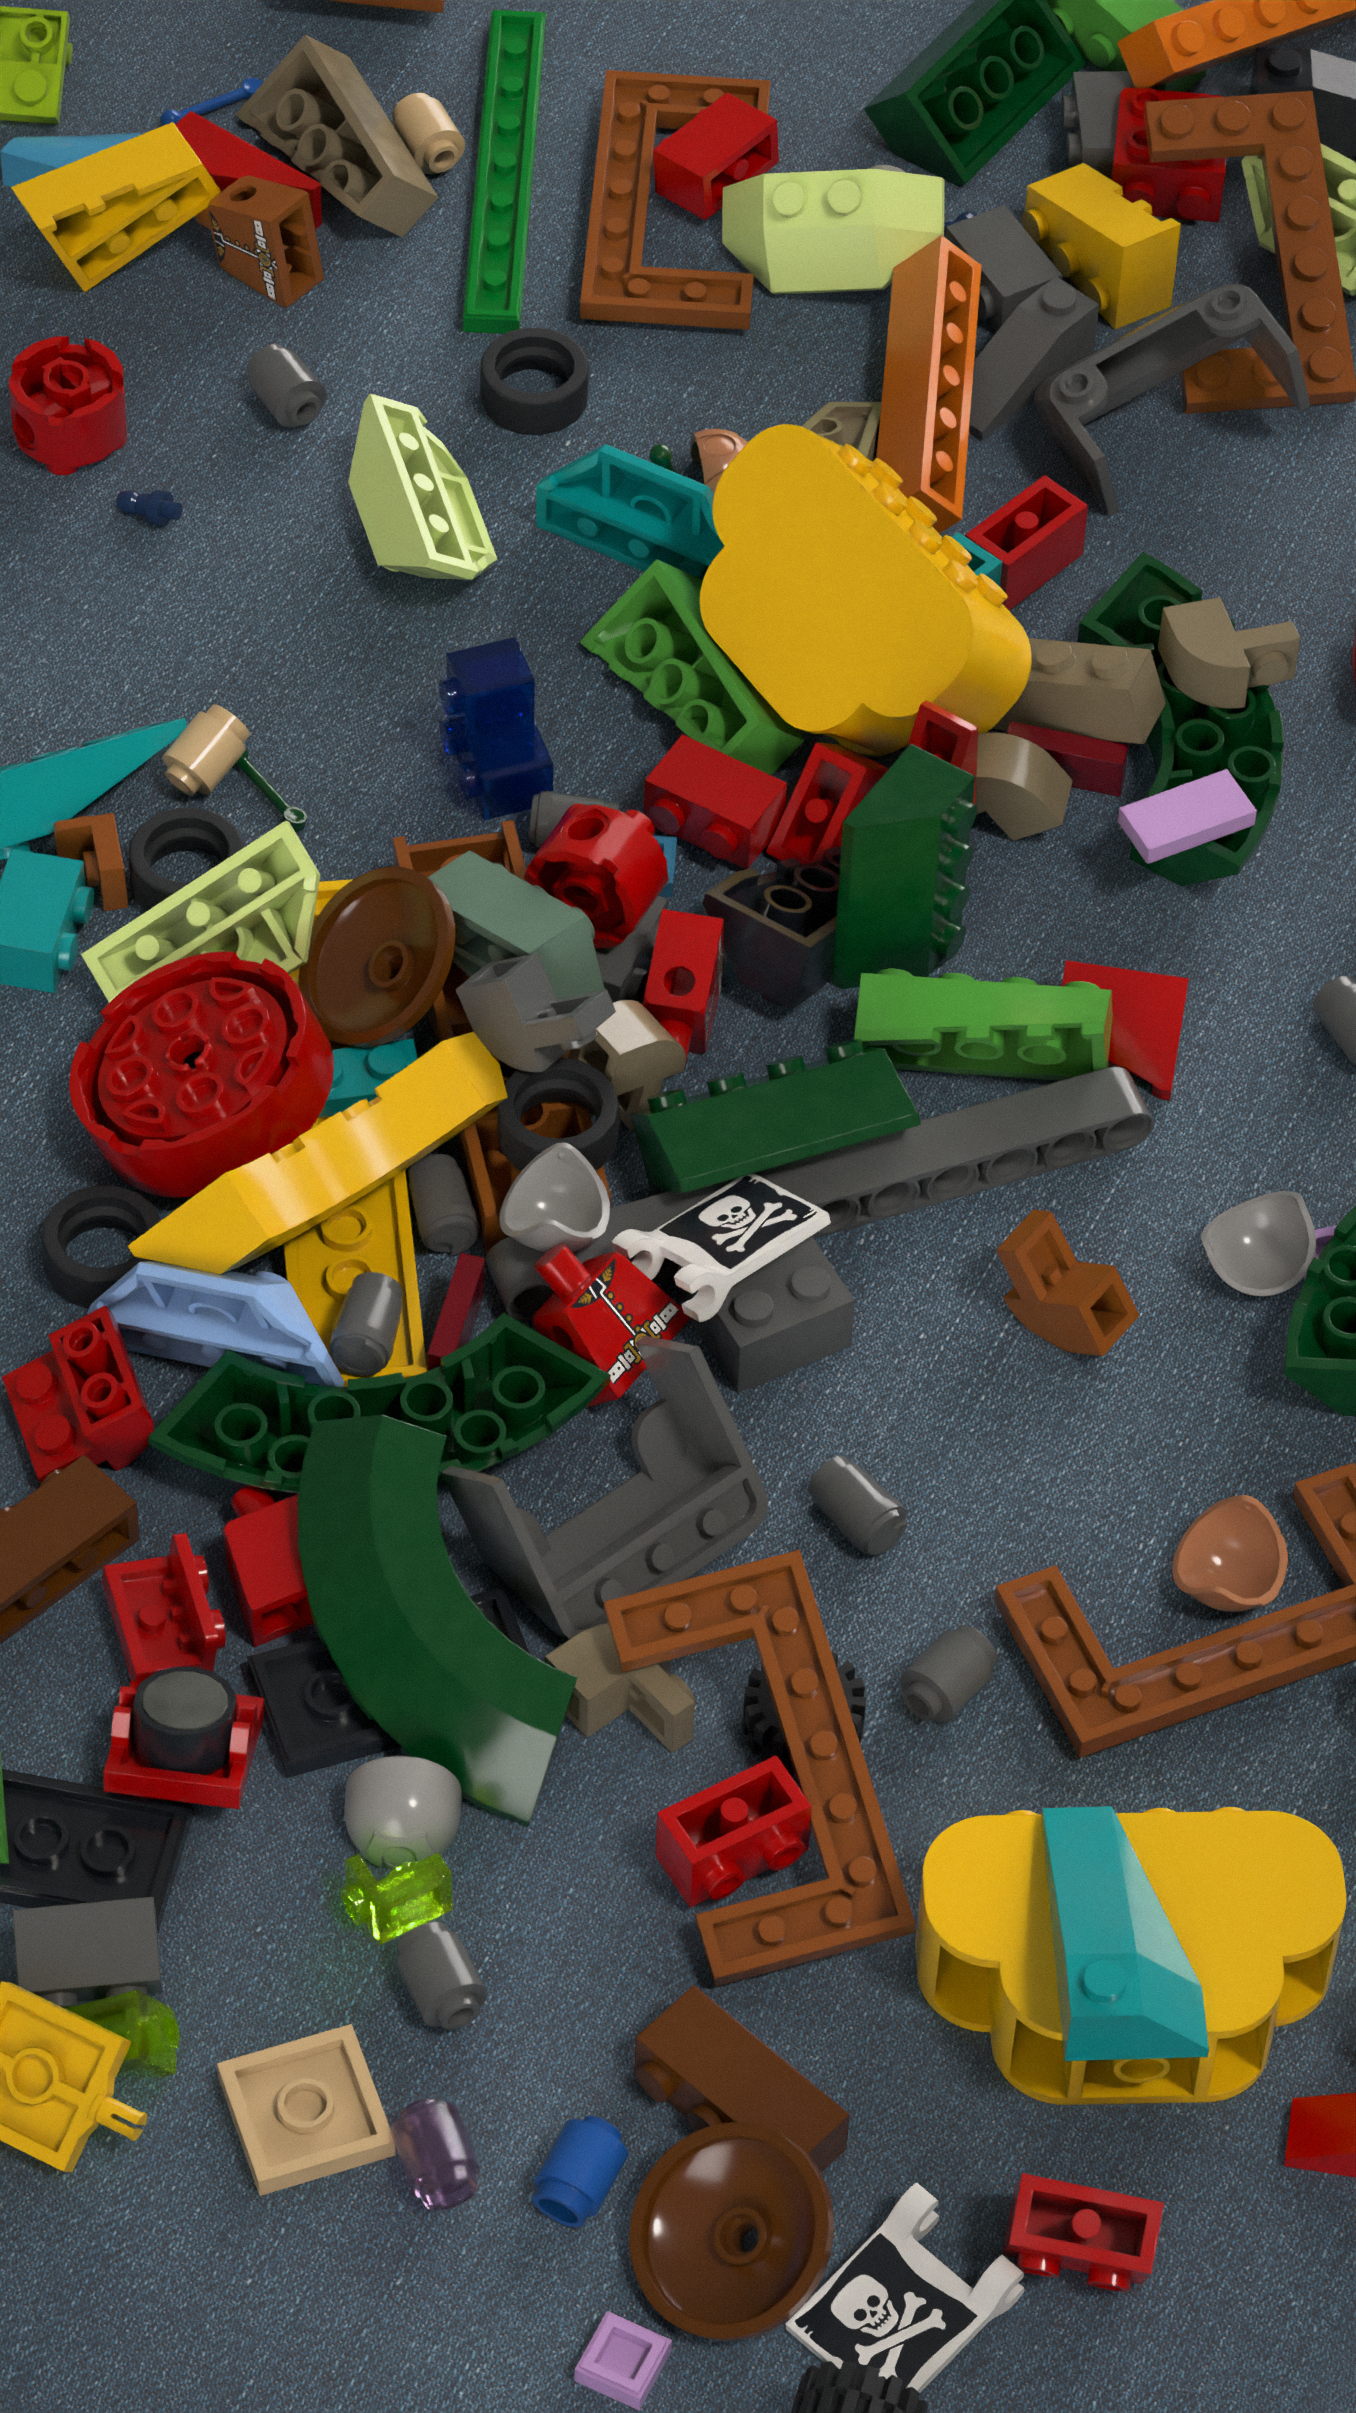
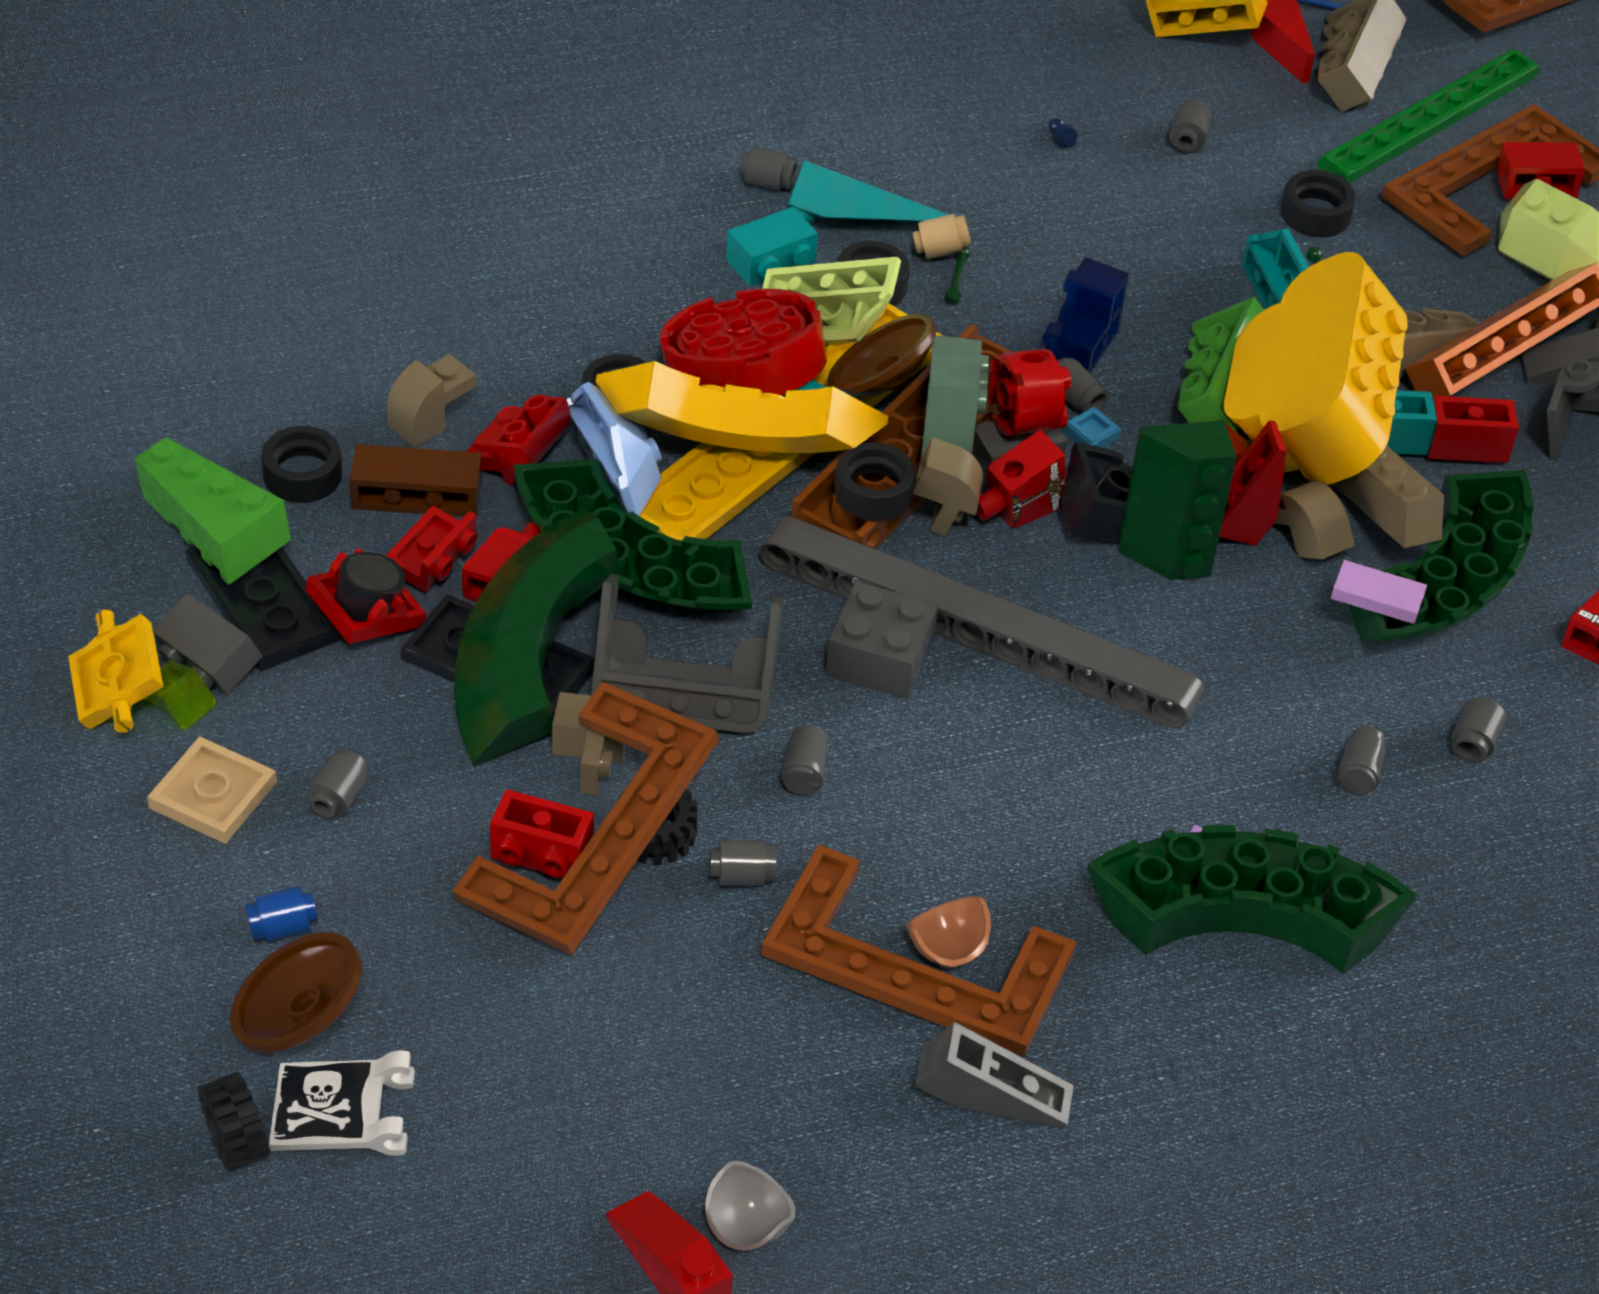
camera: 45 degrees right, 5 degrees down
(67, 403) = (1073, 63): red brick -> none
(97, 845) = (835, 236): dark orange bracket -> none
(265, 237) = (1261, 51): dark orange torso -> none
(367, 1324) = (676, 499): dark grey piece -> none
(402, 1809) = (420, 709): light grey helmet -> none
(402, 1900) = (369, 739): clear neon green bracket -> none
(415, 497) = (1189, 207): yellowish green wedge -> none
(428, 133) = (1405, 74): tan brick -> none
(436, 2153) = (231, 851): clear purple brick -> none
(443, 1205) = (786, 486): dark grey piece -> none
(459, 1309) = (747, 526): dark red tile -> none
(523, 1019) = (901, 415): dark grey brick -> none
(556, 1202) = (823, 514): light grey helmet -> none
(602, 1312) = (791, 574): red torso -> none
(623, 2360) = (191, 1011): lavender tile -> none
(714, 801) = (1147, 405): red brick -> none
(724, 1239) = (878, 586): flag -> none
(726, 2074) = (392, 947): reddish brown brick -> none
(771, 1118) = (986, 563): dark green slope -> none
(985, 1025) = (1153, 608): bright green wedge -> none
(1058, 1298) = (1030, 745): dark orange brick -> none
(1083, 2231) = (452, 1142): red brick -> none
(1088, 761) = (1369, 537): dark red tile -> none
(1115, 1952) = (602, 1014): teal wedge -> none
(1144, 1019) = (1239, 667): red slope -> none
(1216, 662) = (1492, 537): dark tan brick -> none
(1243, 1889) = (651, 1045): yellow brick -> none
(1262, 1243) = (1162, 807): light grey helmet -> none

